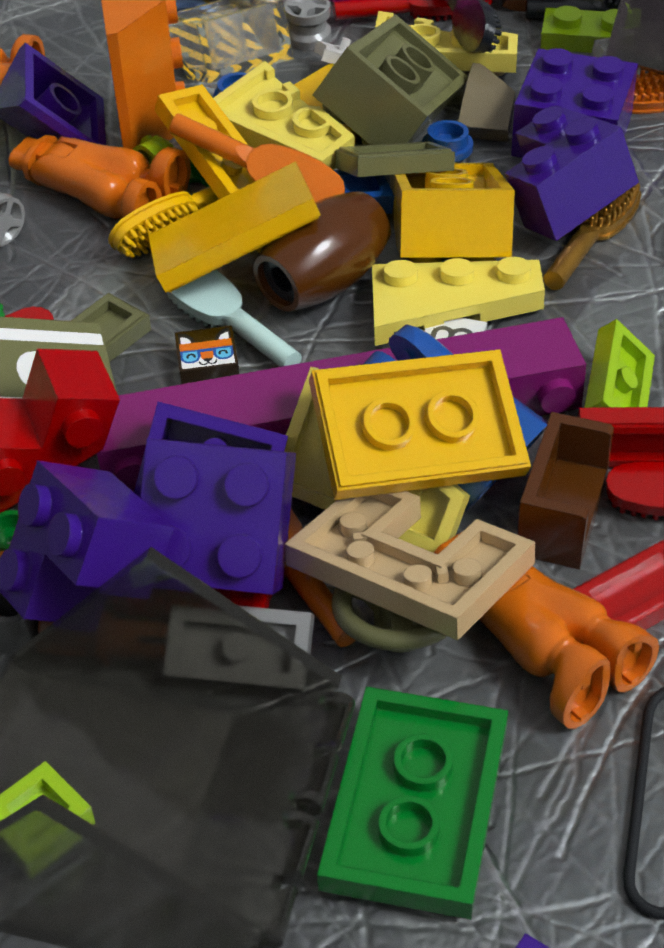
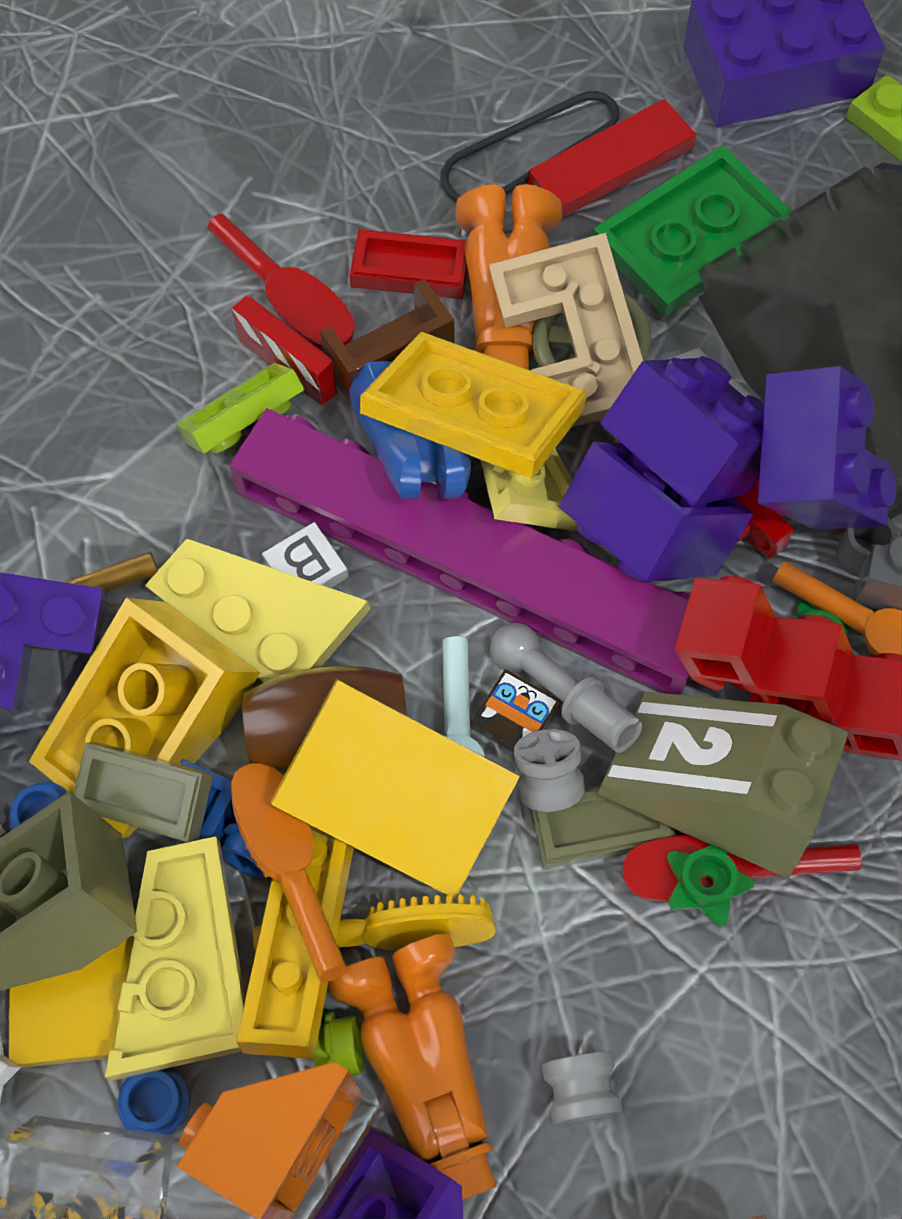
camera: 140 degrees left, 20 degrees up
(150, 363) = (585, 702): none -> light grey pin
(154, 308) = (549, 770): none -> light grey wheel
(578, 836) = (614, 156): none -> red tile

